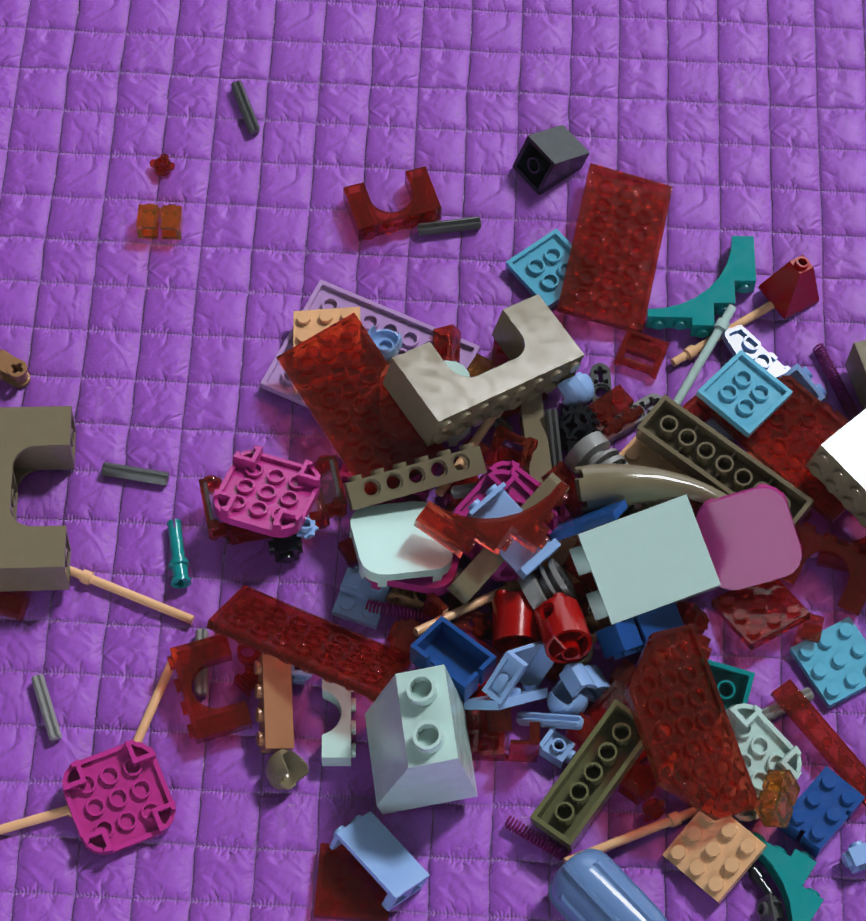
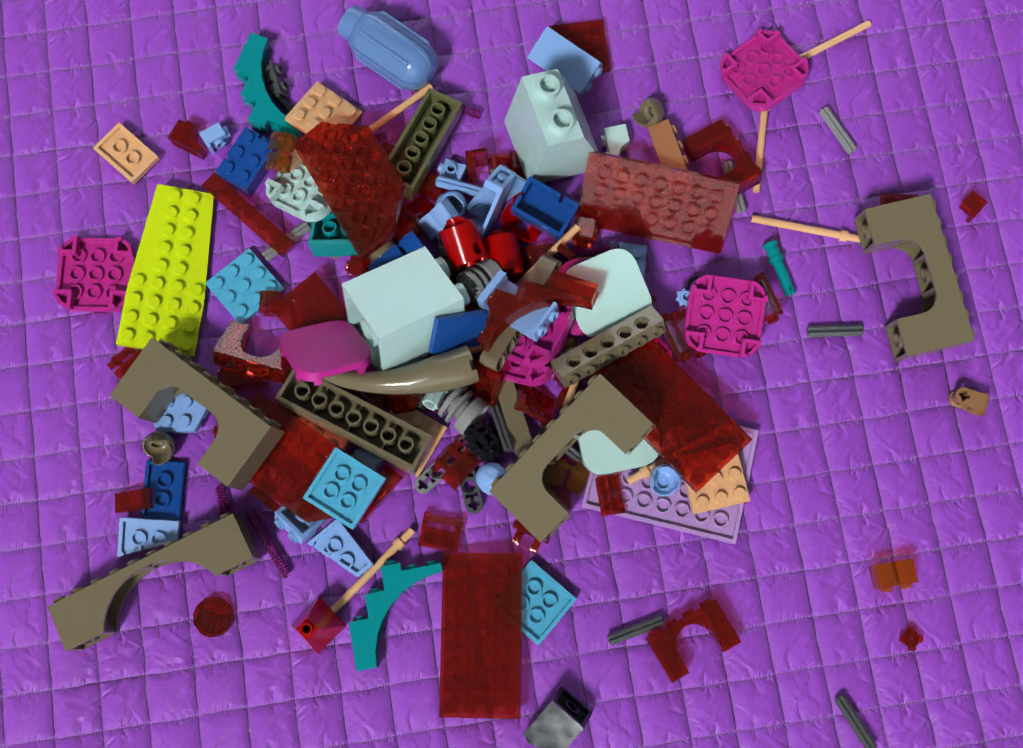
camera: 170 degrees right, 15 degrees up
(720, 326) = (374, 566): light aqua bar -> none

